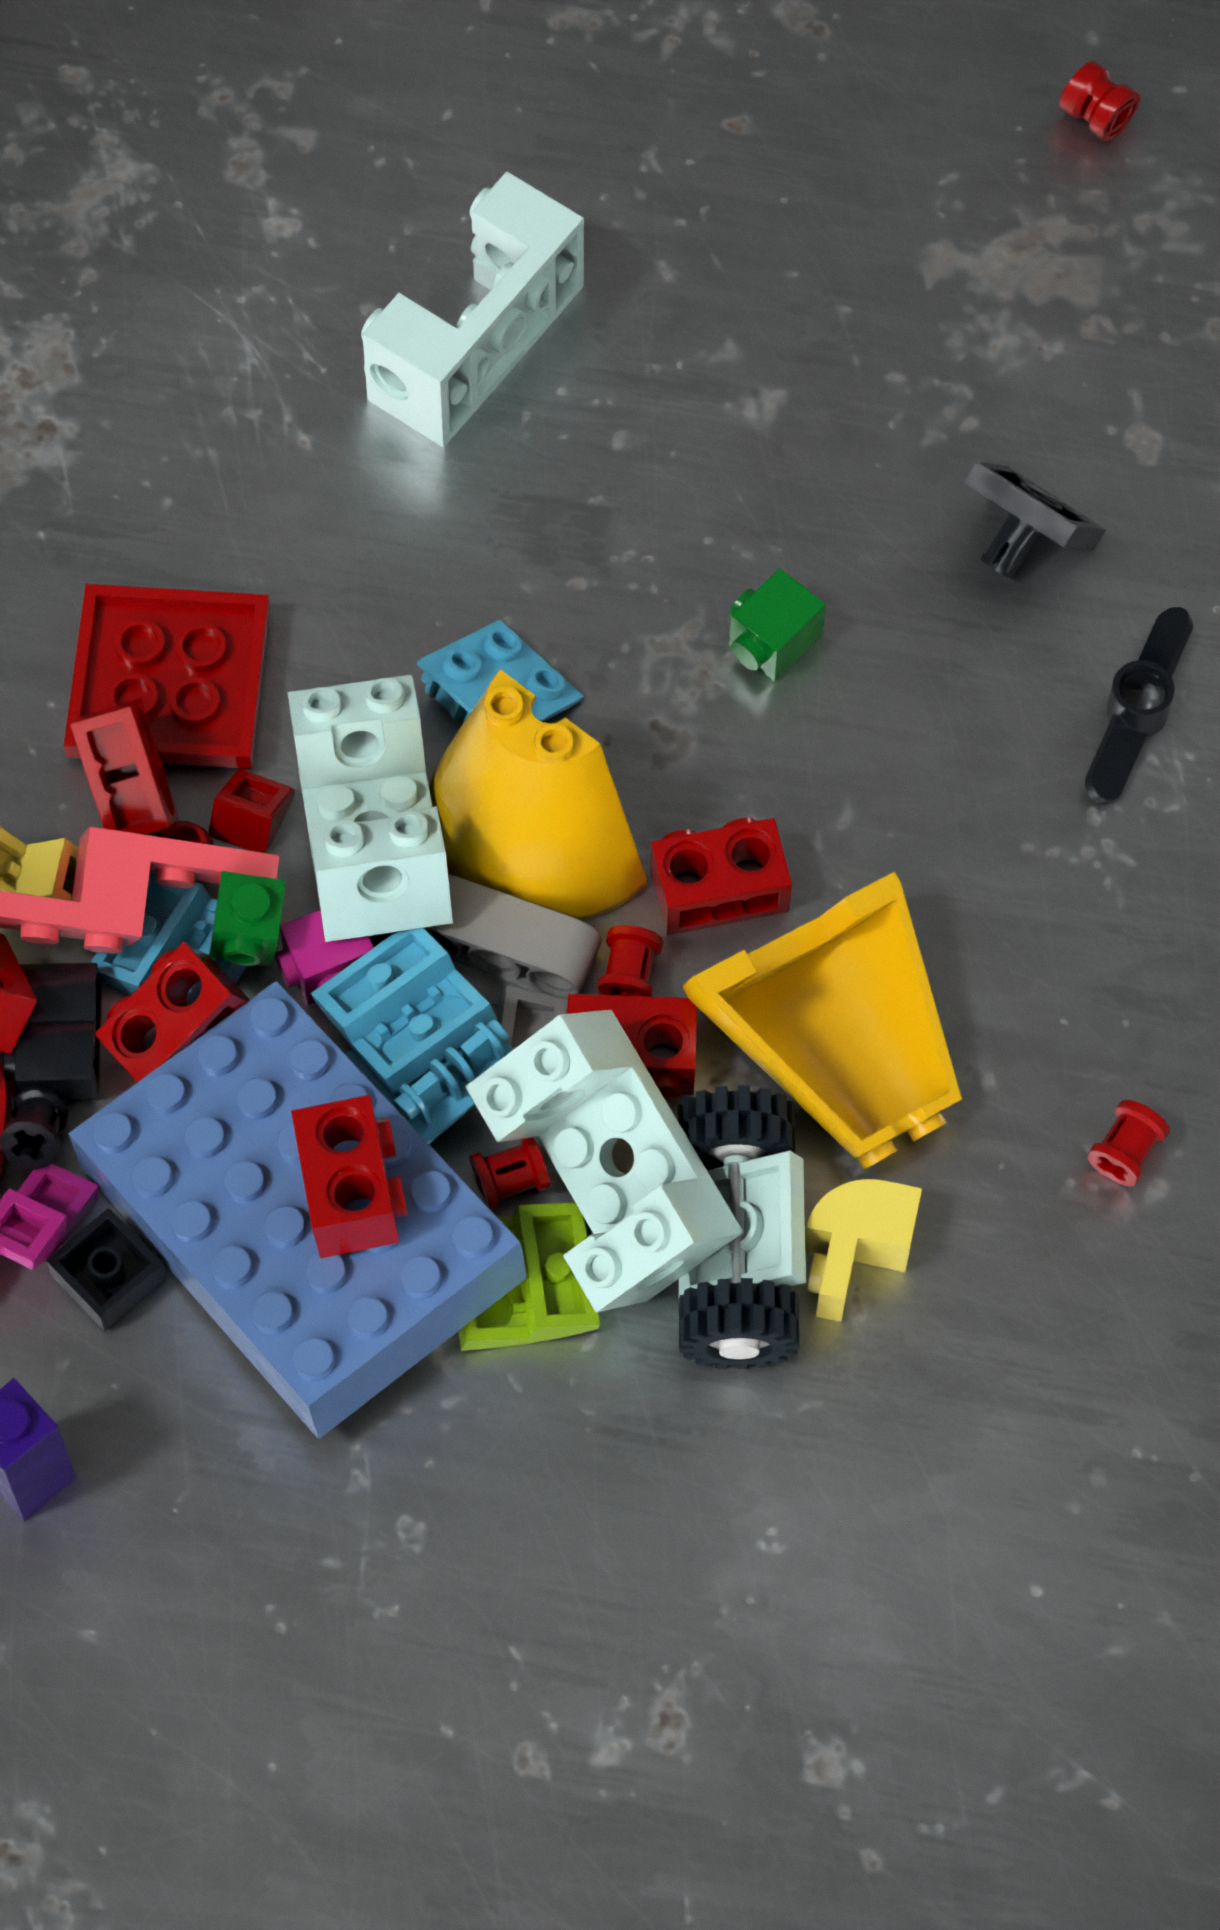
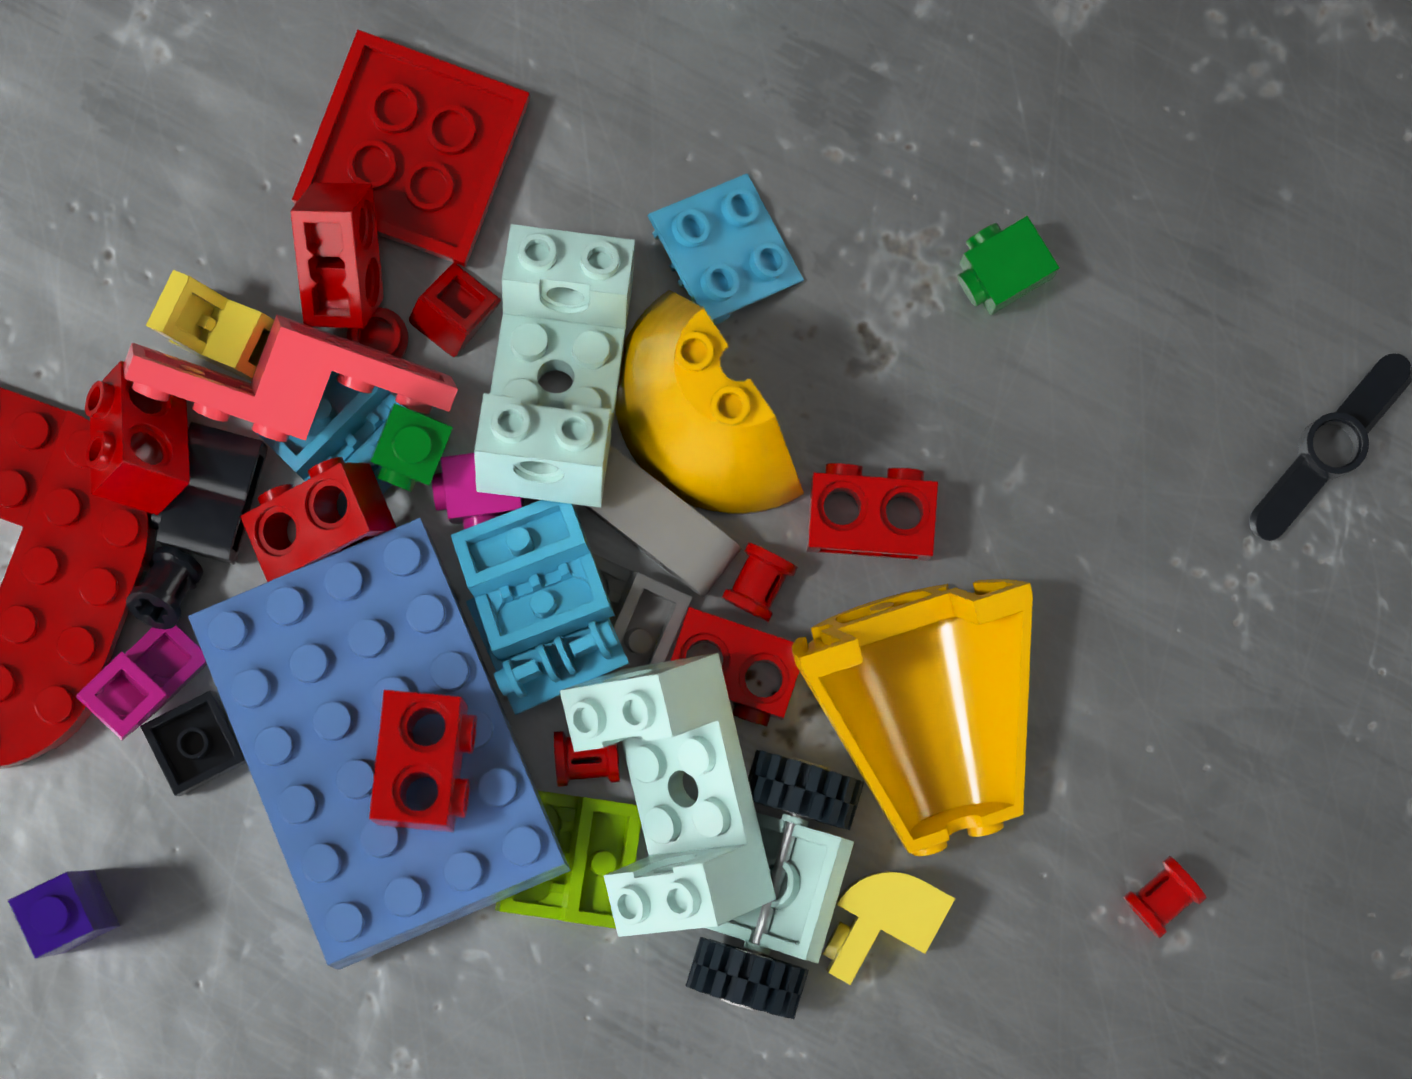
camera: 15 degrees right, 20 degrees up
(1030, 513) = (1292, 222): black tile -> none

